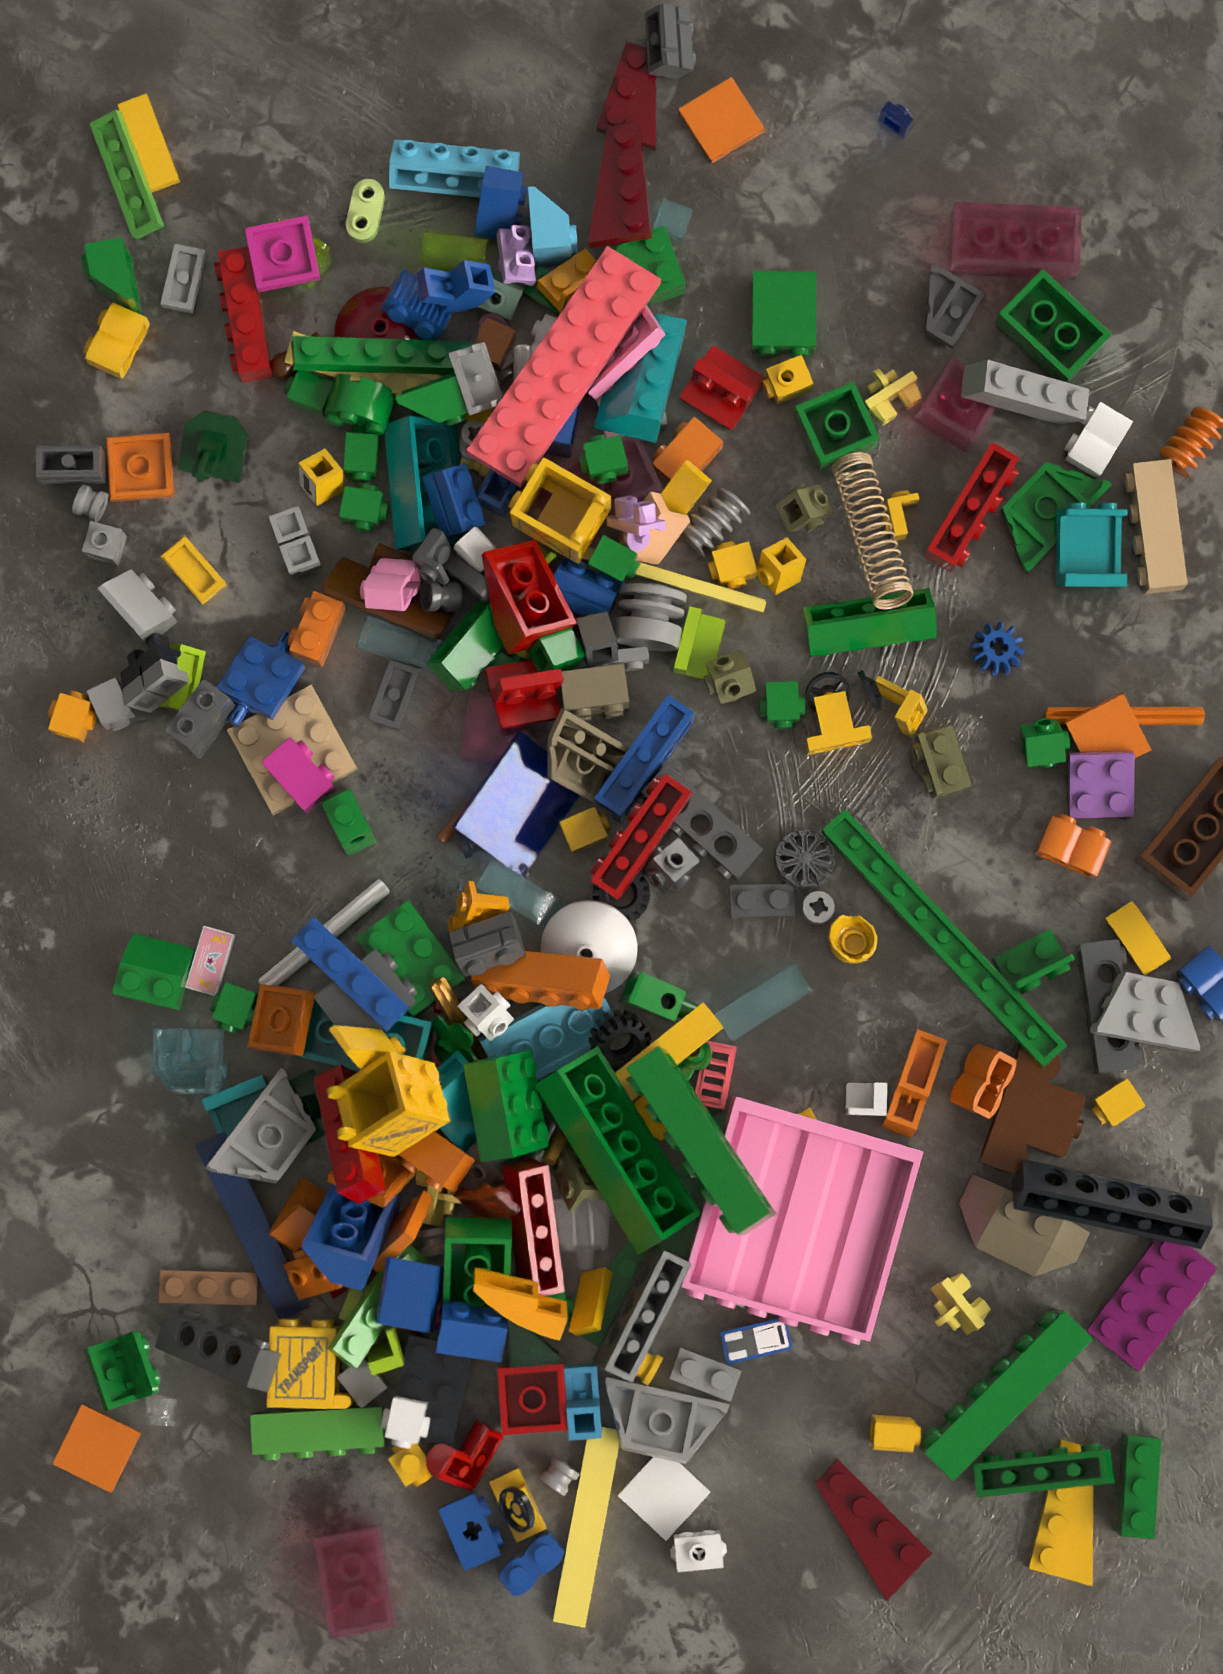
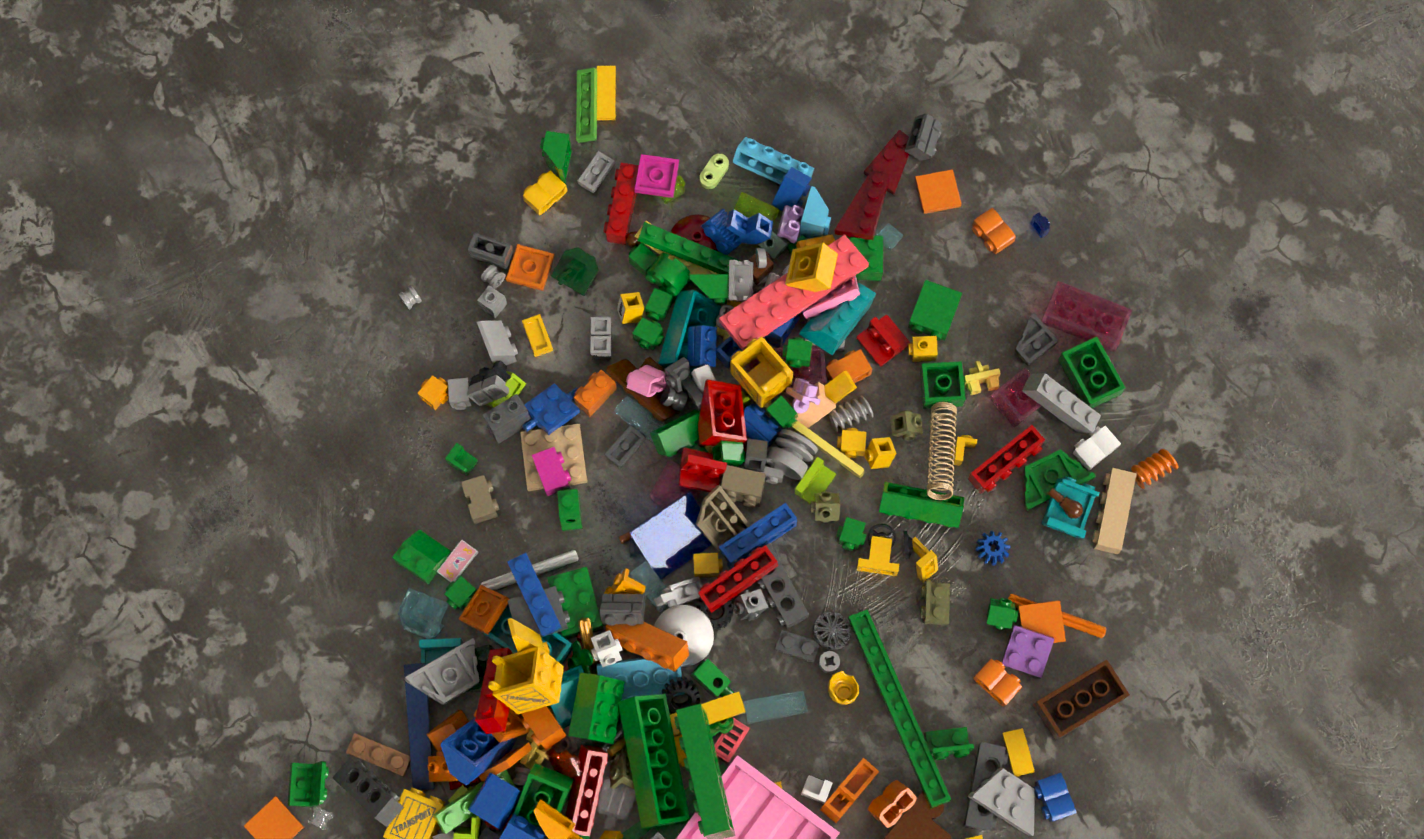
camera: 20 degrees right, 10 degrees down
(154, 805) = (461, 460): none -> green panel
(201, 845) = (482, 505): none -> dark tan brick
(494, 331) = (761, 258): none -> light grey tile
(562, 887) = (680, 593): none -> light grey hinge
(578, 320) = (812, 268): none -> yellow slope
(828, 154) = (993, 231): none -> orange brick
(1092, 546) = (1071, 507): none -> reddish brown piece

